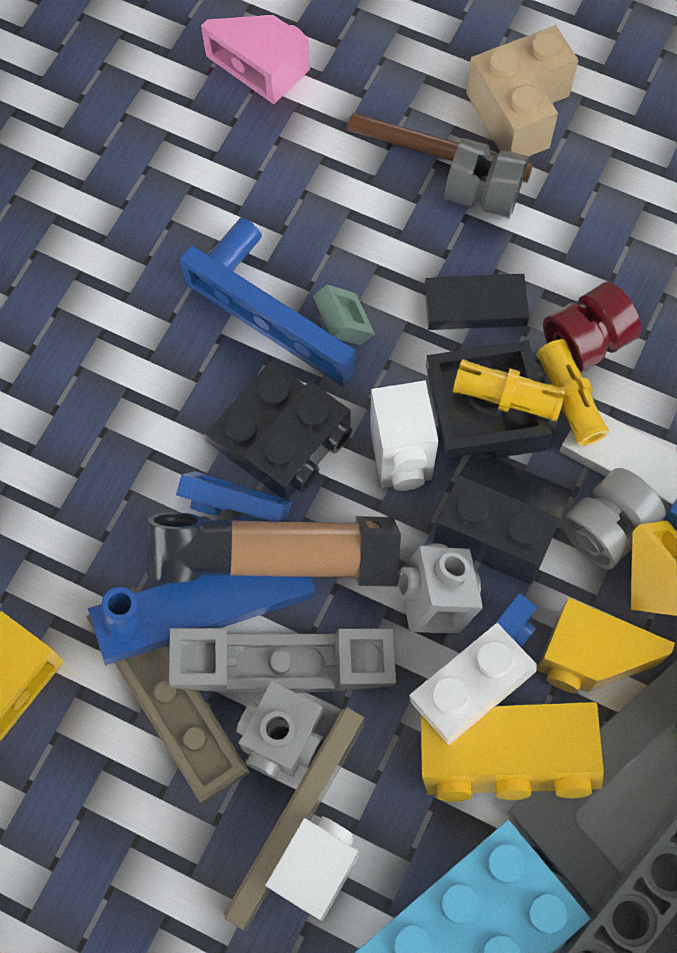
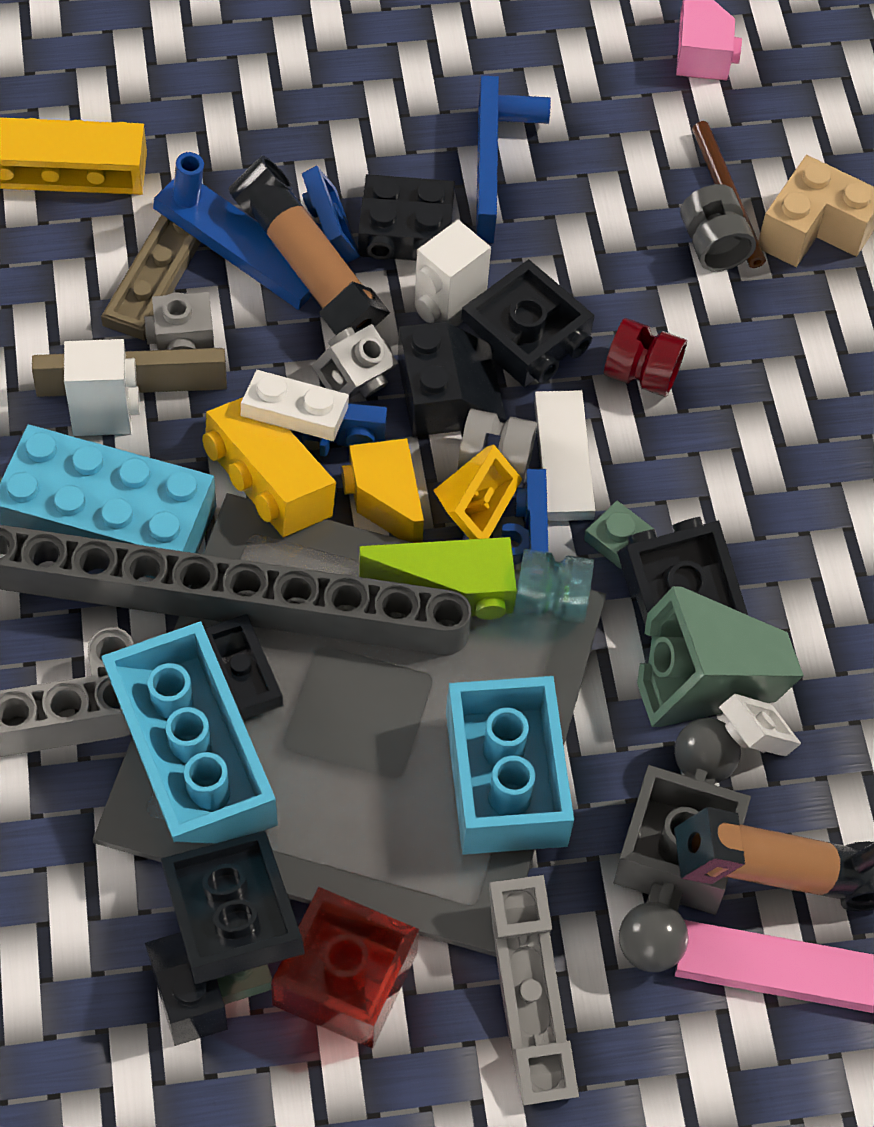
camera: 50 degrees right, 10 degrees down
(300, 662) = (234, 311): light grey slope -> none
(343, 315) = (526, 202): sand green plate -> none
(476, 301) = (612, 282): black tile -> none
(509, 390) = (536, 315): yellow pin -> none
(577, 403) = (560, 386): yellow pin -> none

